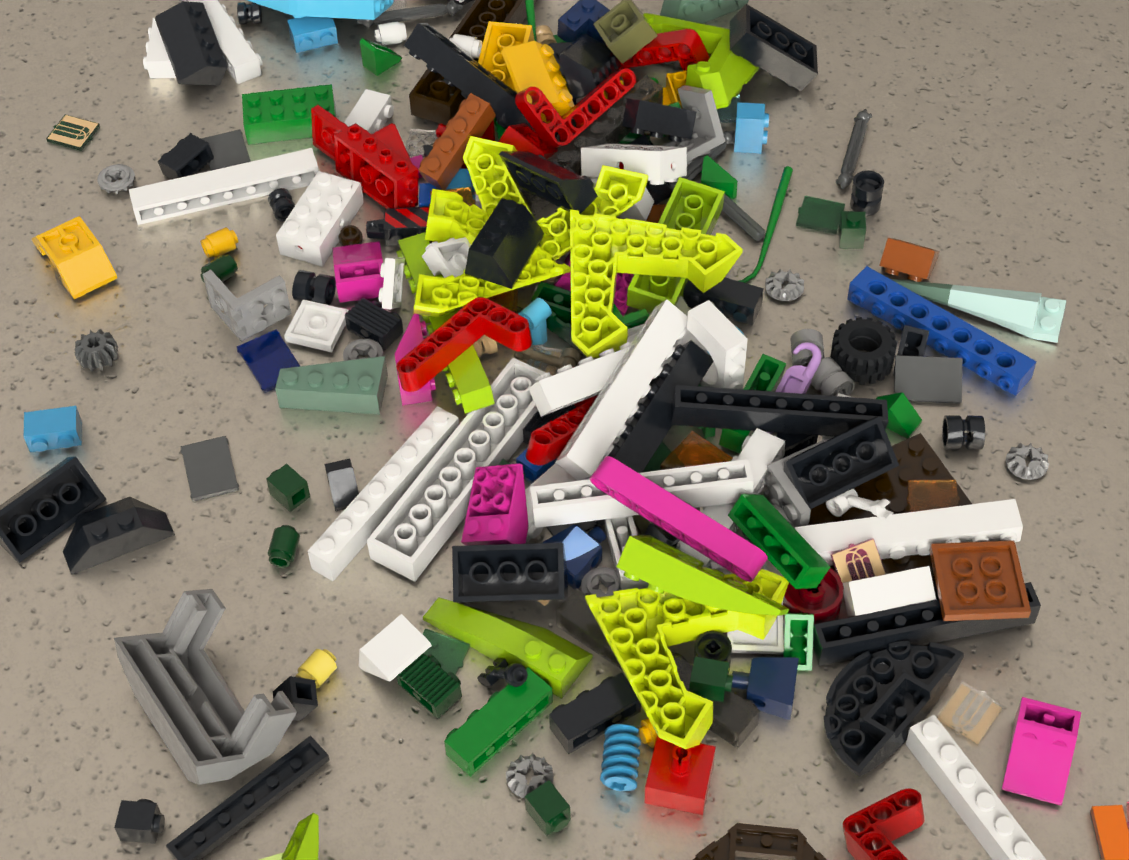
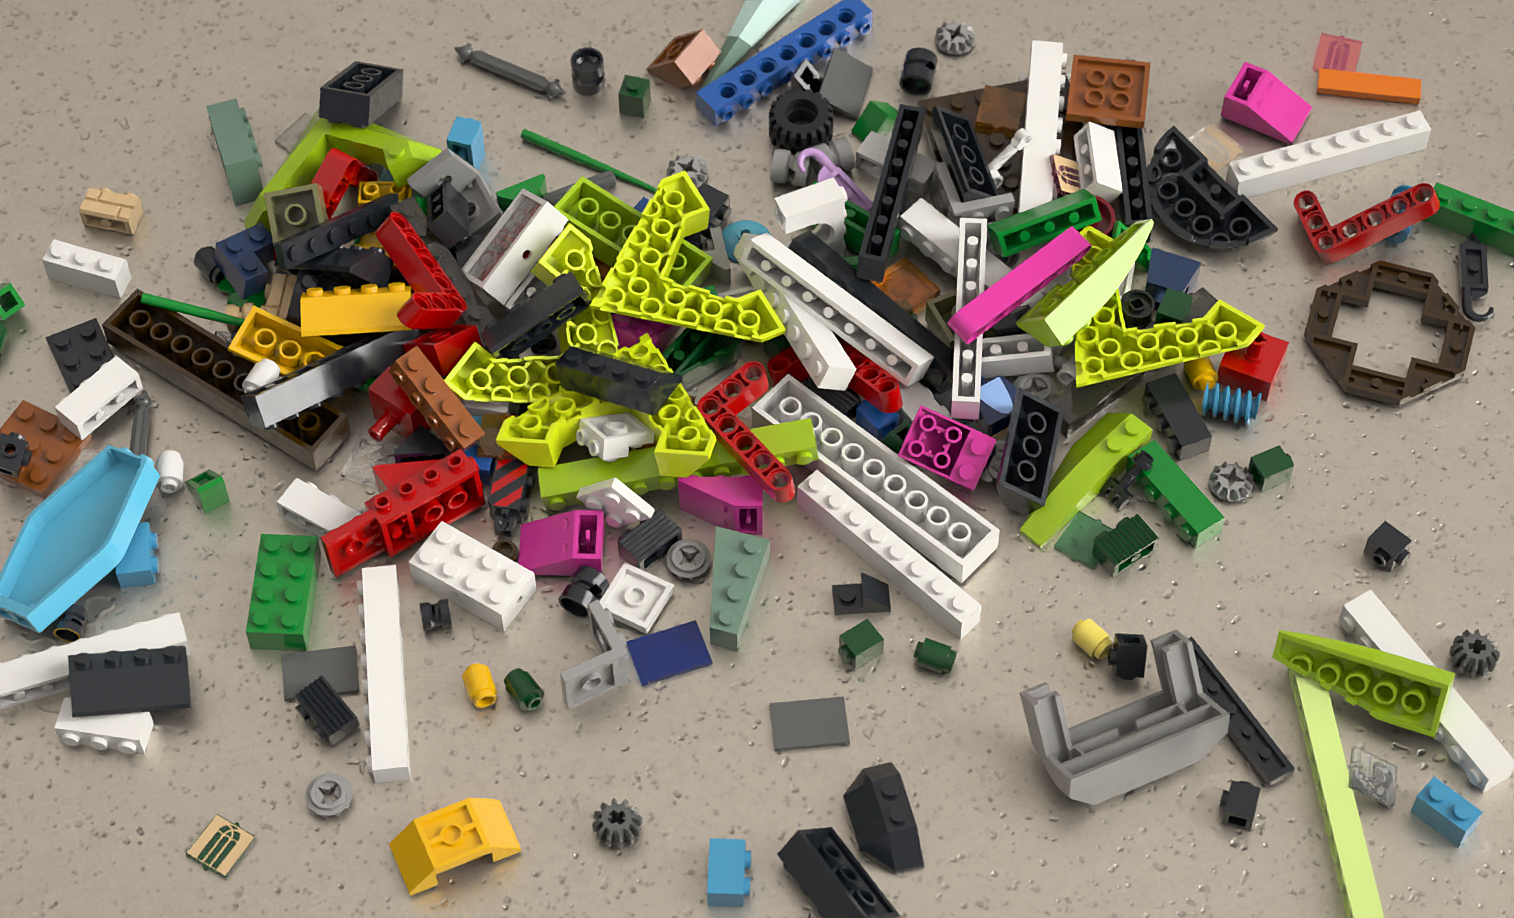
camera: 80 degrees left, 5 degrees up
(393, 649) = (1088, 566): white slope -> none
(536, 314) = (697, 379): medium azure piece -> none
(610, 49) = (333, 232): none -> black plate
(820, 214) = (594, 122): clear green piece -> none

